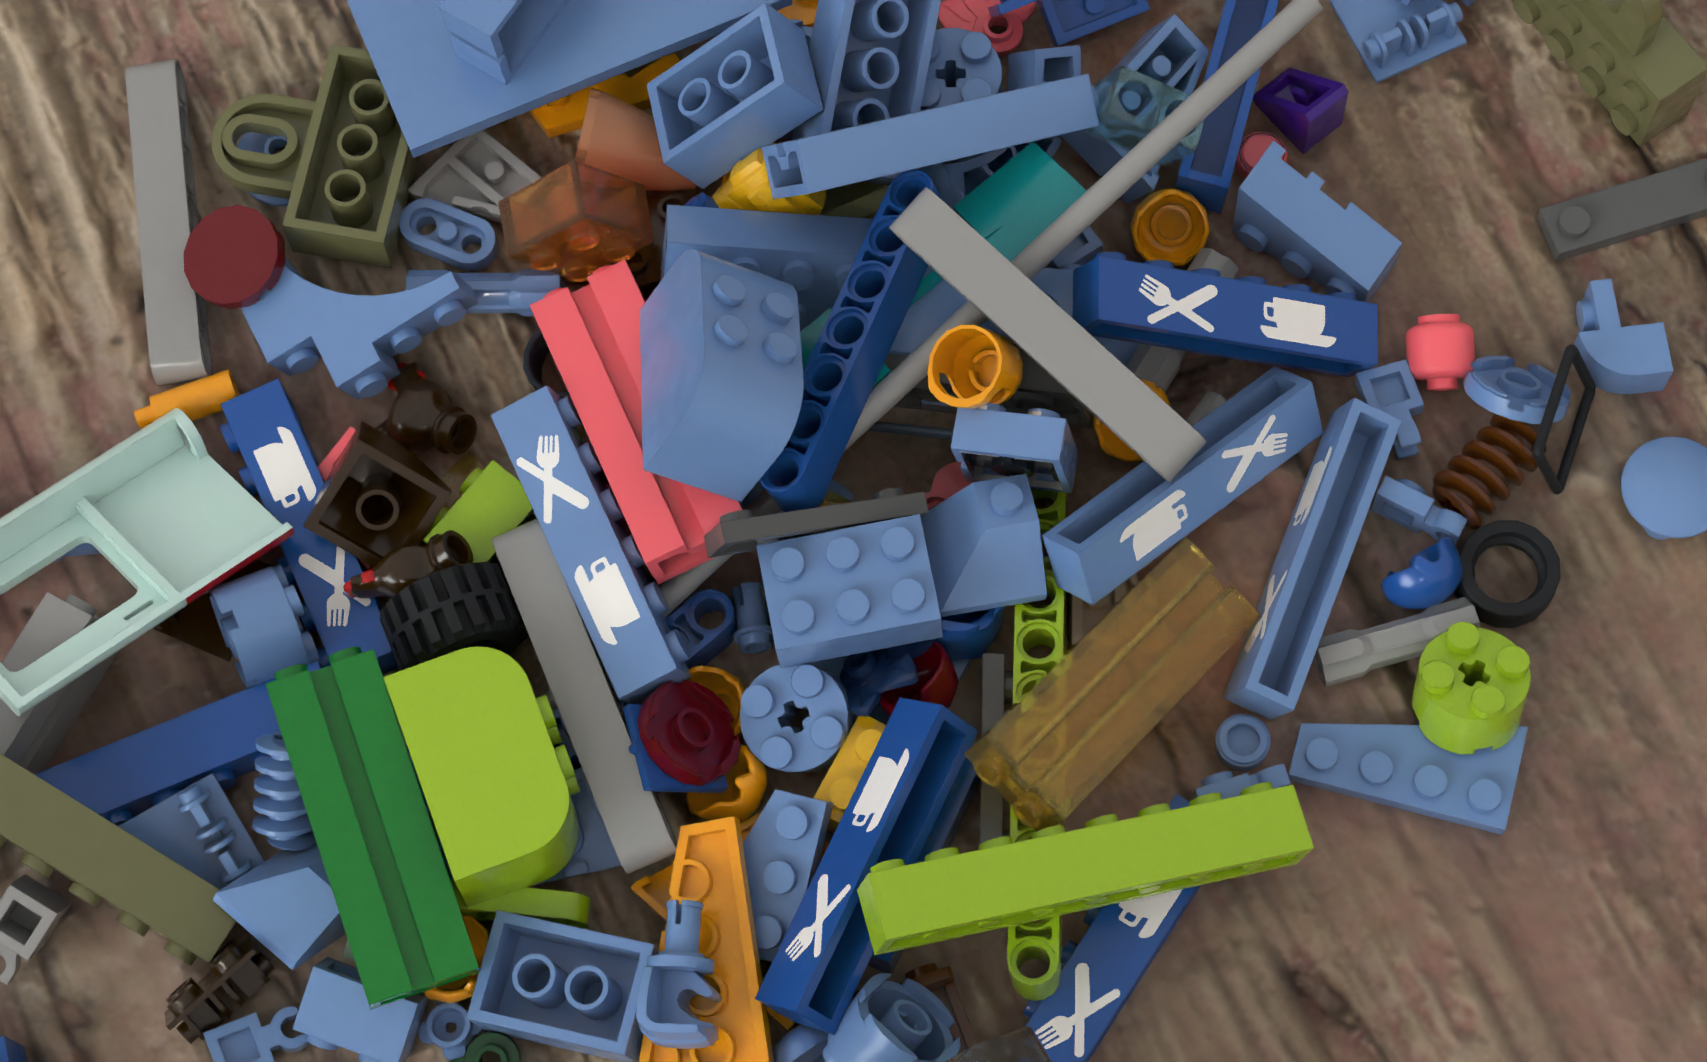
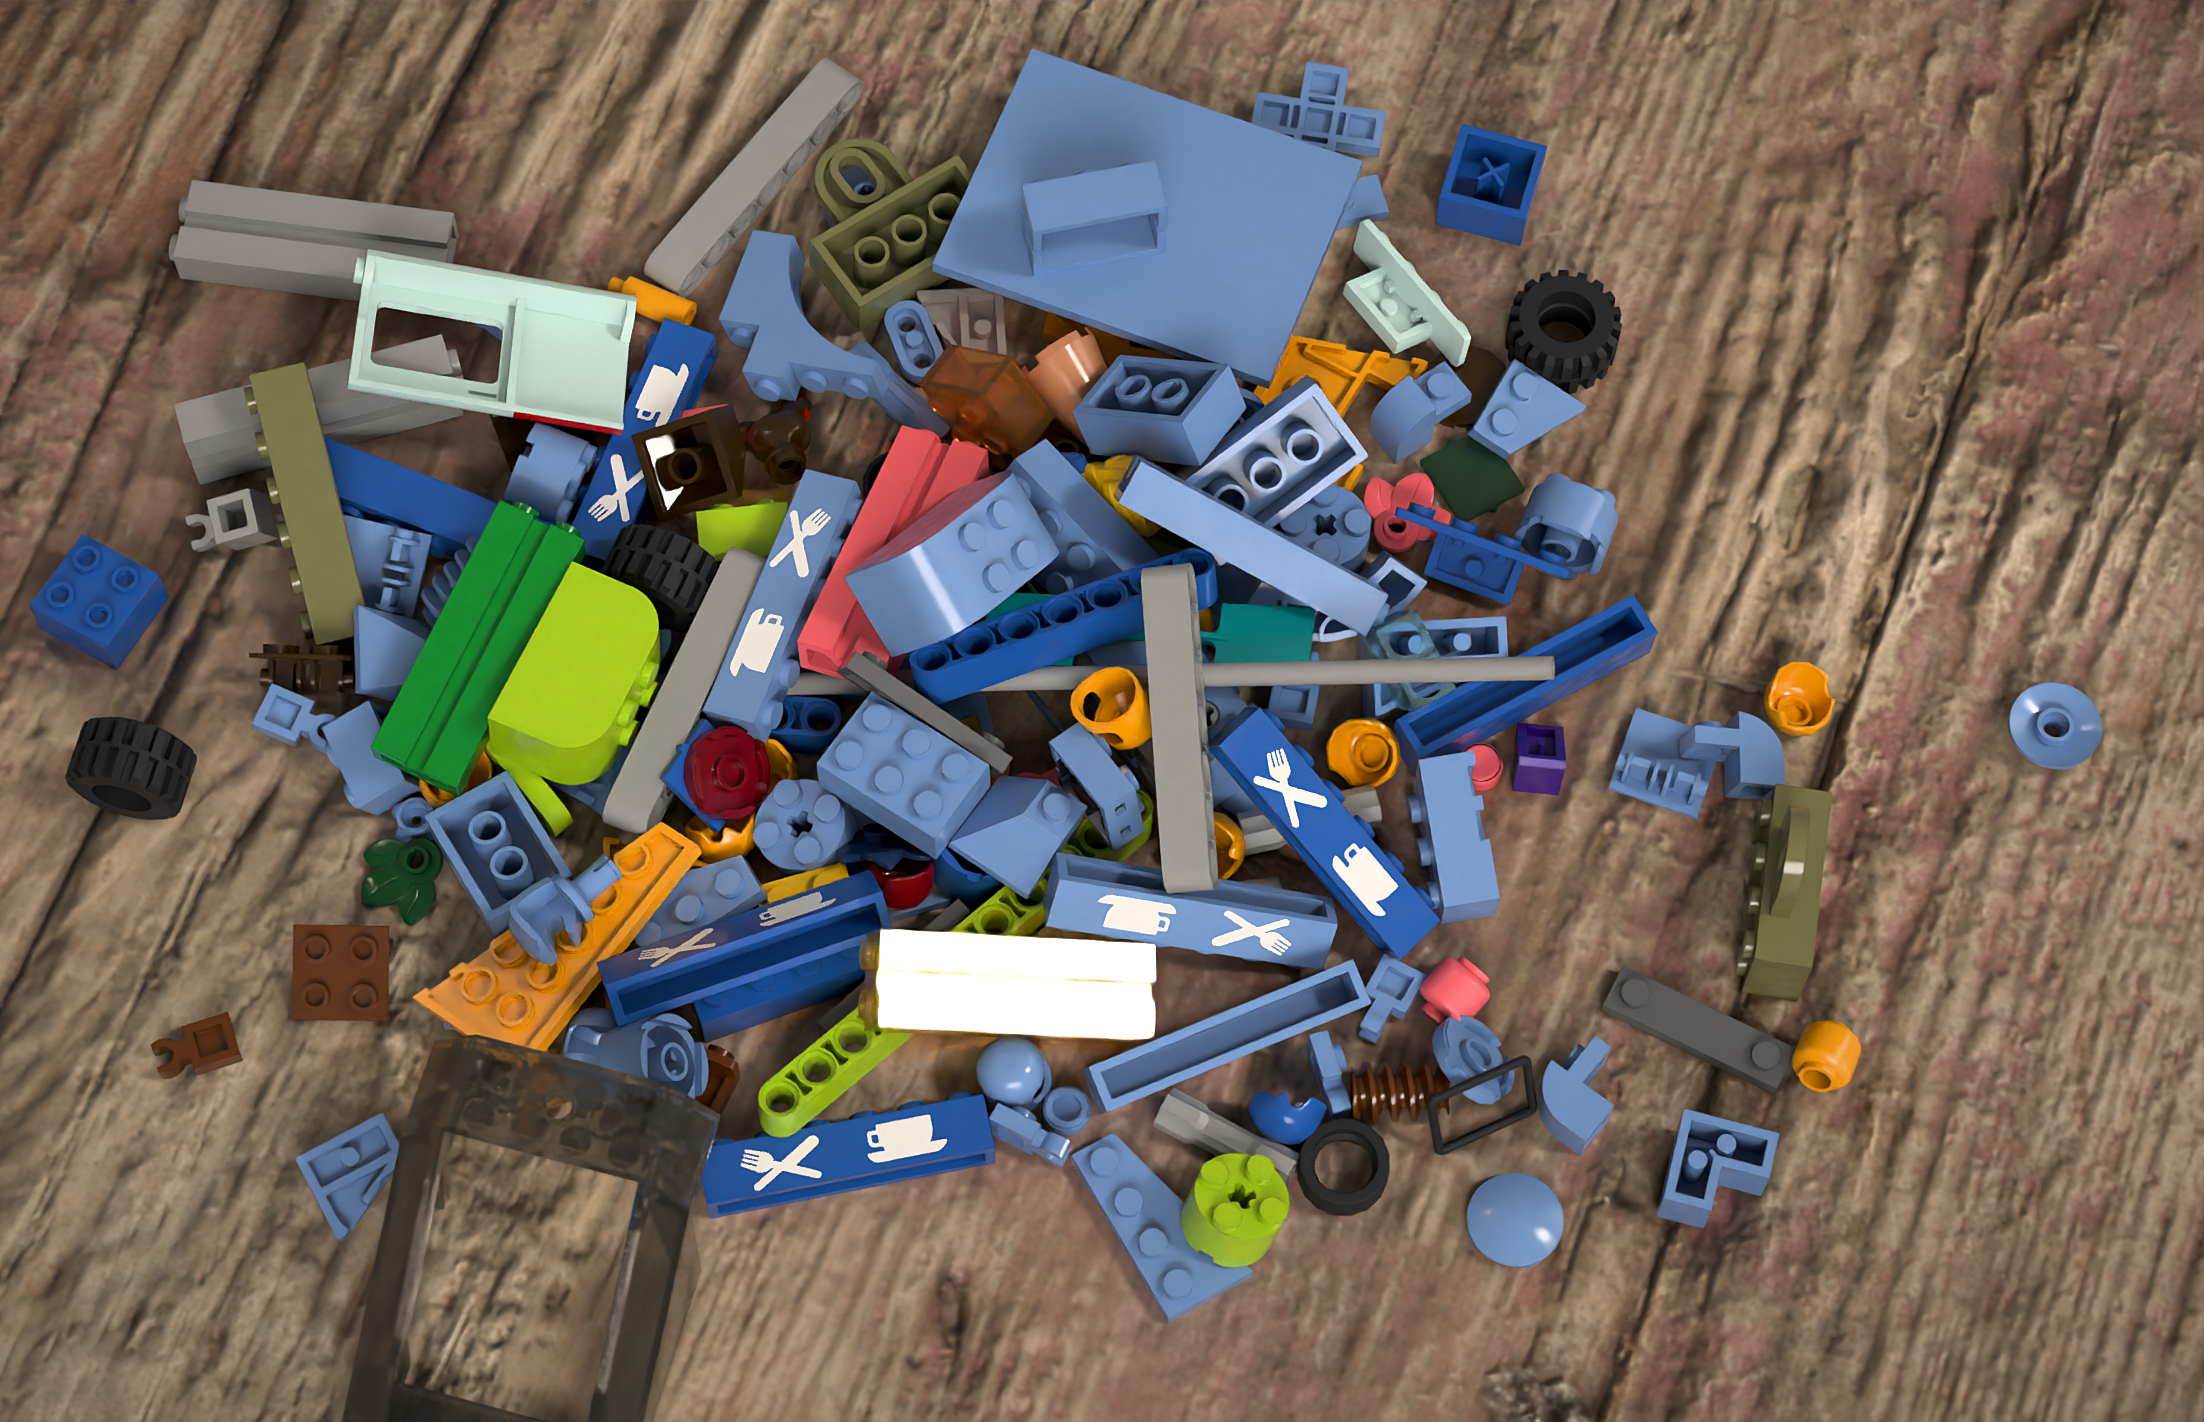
camera: 35 degrees right, 5 degrees down
(234, 256) = (763, 234): dark red tile -> none
(408, 564) = (670, 516): dark brown animal -> none
(1083, 867) = (868, 1072): lime brick -> none
(1175, 756) = (1012, 1072): none -> medium blue helmet

